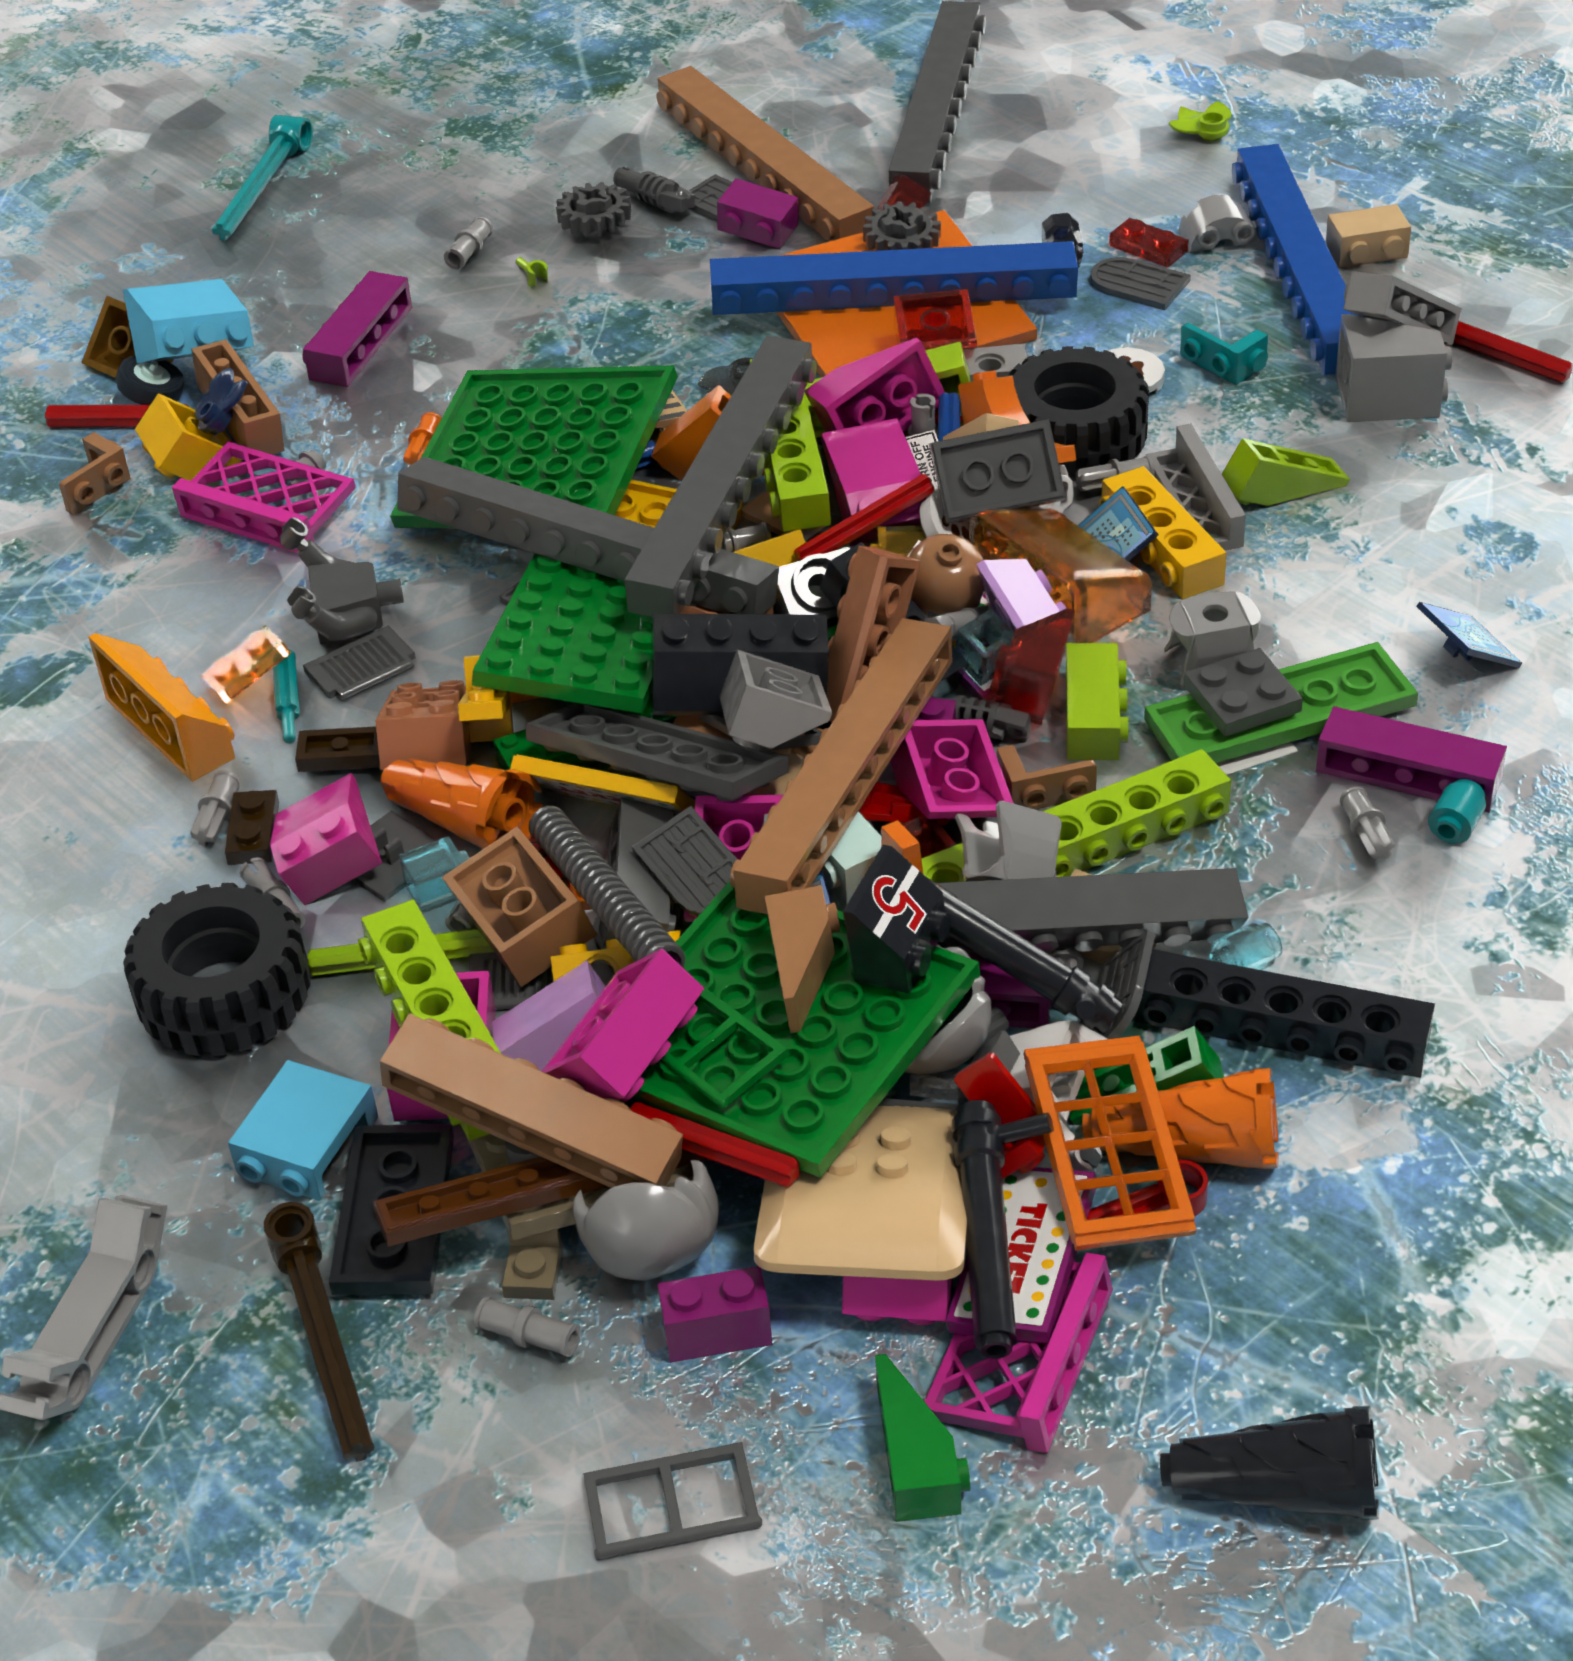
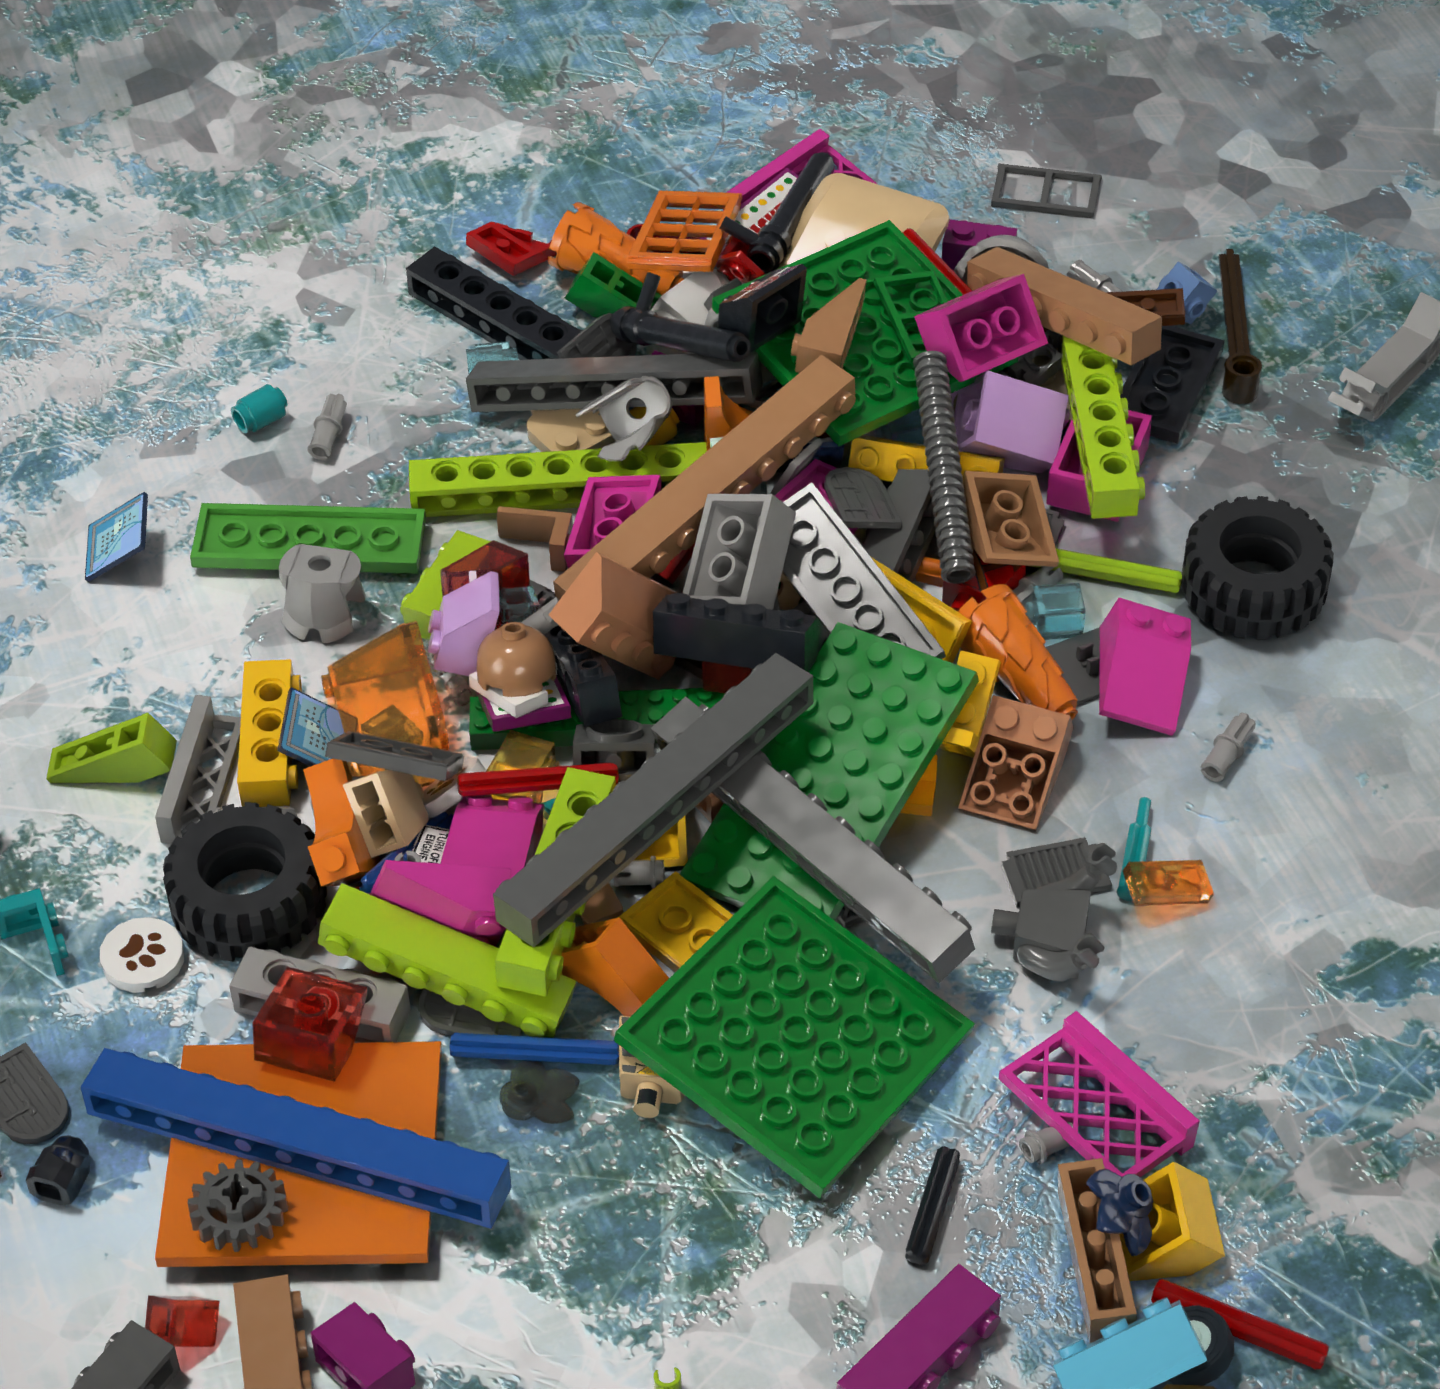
camera: 160 degrees left, 5 degrees up
(103, 474) = (1260, 1217): medium nougat bracket -> none
(162, 707) = (1259, 845): light orange slope -> none
(251, 826) = (1198, 724): dark brown plate -> none
(267, 882) = (1201, 647): light grey pin -> none
(300, 1128) = (1214, 445): medium azure panel -> none
(337, 749) = (1102, 765): dark brown plate -> none
(382, 413) = (932, 1205): none -> black axle
(401, 1328) = (1195, 289): none -> medium blue brick
(421, 436) = (903, 1132): orange axle -> none
(919, 1450) = (894, 150): green slope -> none
(1242, 692) = (340, 528): dark grey plate -> none
(1293, 1465) = (690, 79): black cone -> none
(1346, 1120) = (508, 247): none -> red wing
(1406, 755) = (253, 456): magenta brick -> none

